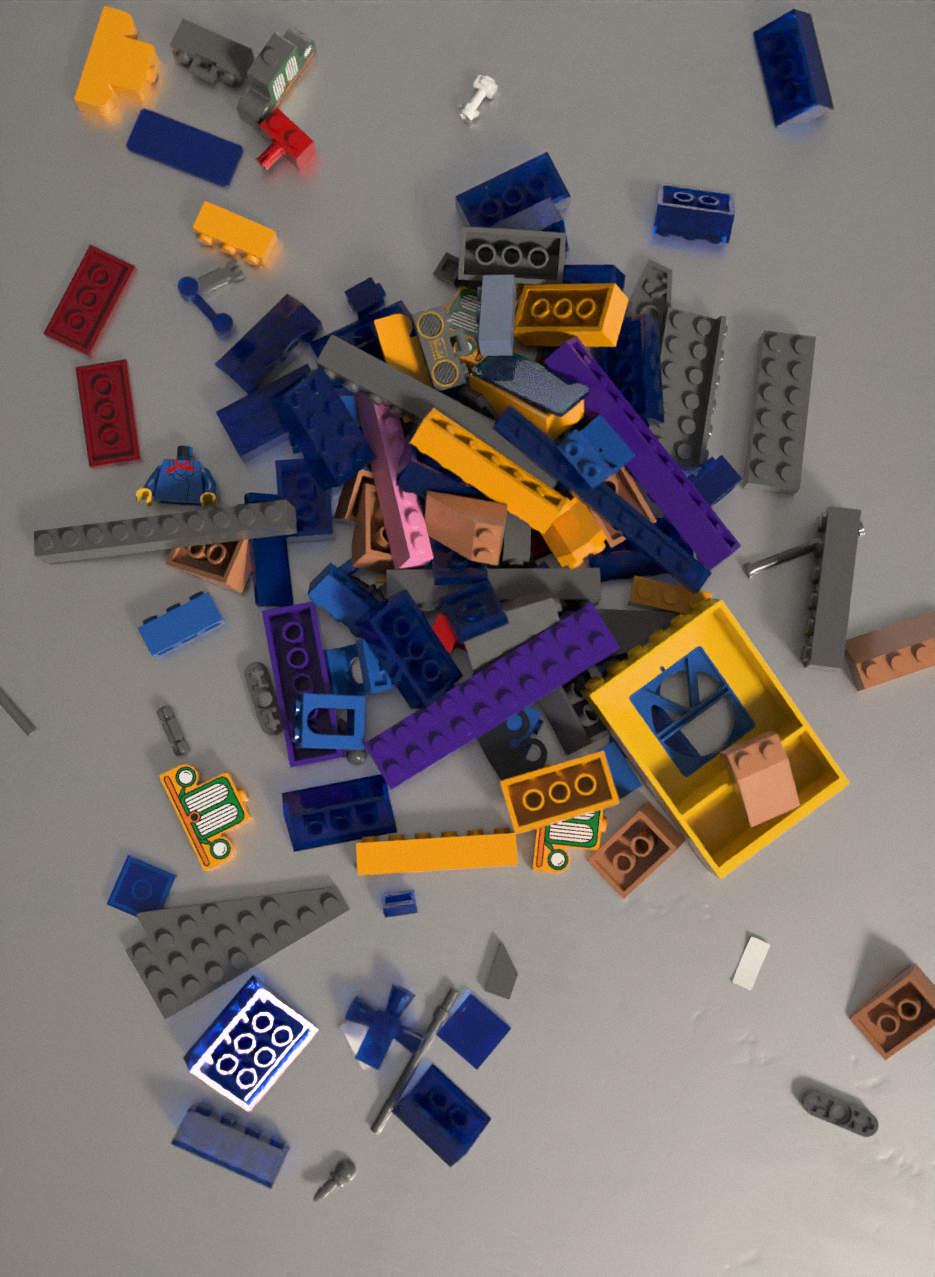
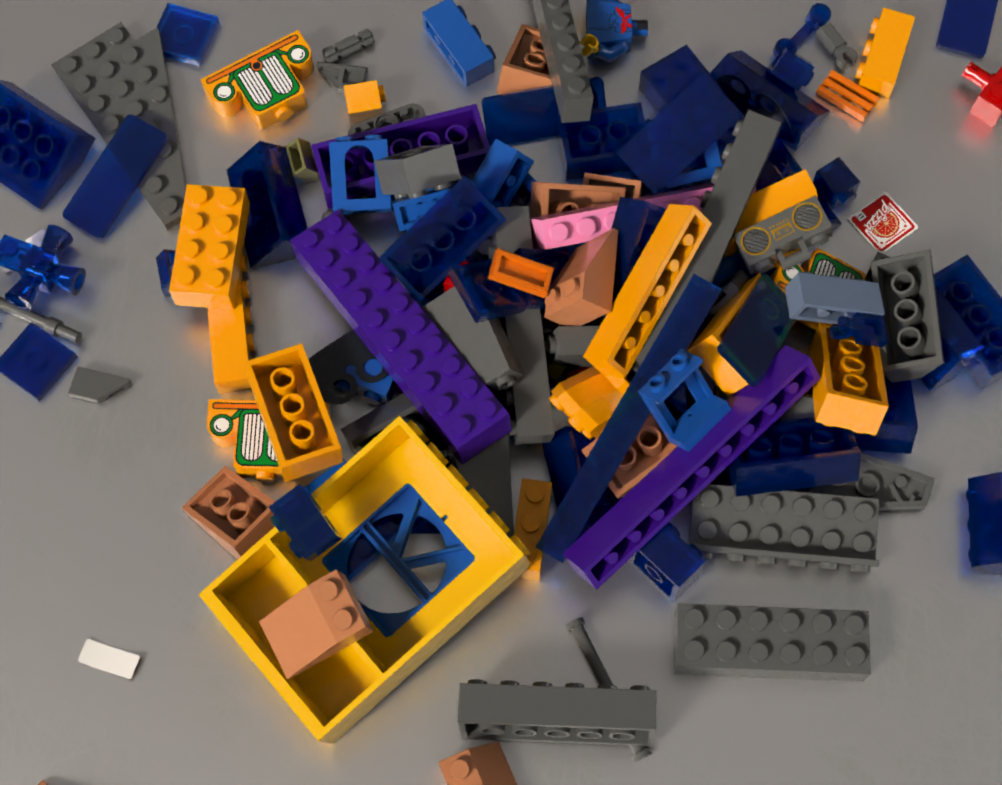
camera: 85 degrees right, 15 degrees down
(206, 735) = (341, 75): none -> dark grey tile
(235, 717) = (364, 96): none -> light orange brick
(246, 320) = (791, 68): none -> clear blue brick
(293, 774) = (302, 149): none -> olive piece
(294, 265) = (851, 92): none -> orange tile
(295, 955) = (115, 176): none -> clear blue piece
(340, 666) = (417, 170): none -> dark grey brick
(389, 863) = (210, 247): none -> light orange brick
(402, 264) = (883, 223): none -> sticker
(461, 580) = (520, 273): none -> orange tile
(527, 292) = (865, 327): none -> clear blue plate
(683, 779) = (304, 523): none -> clear blue piece

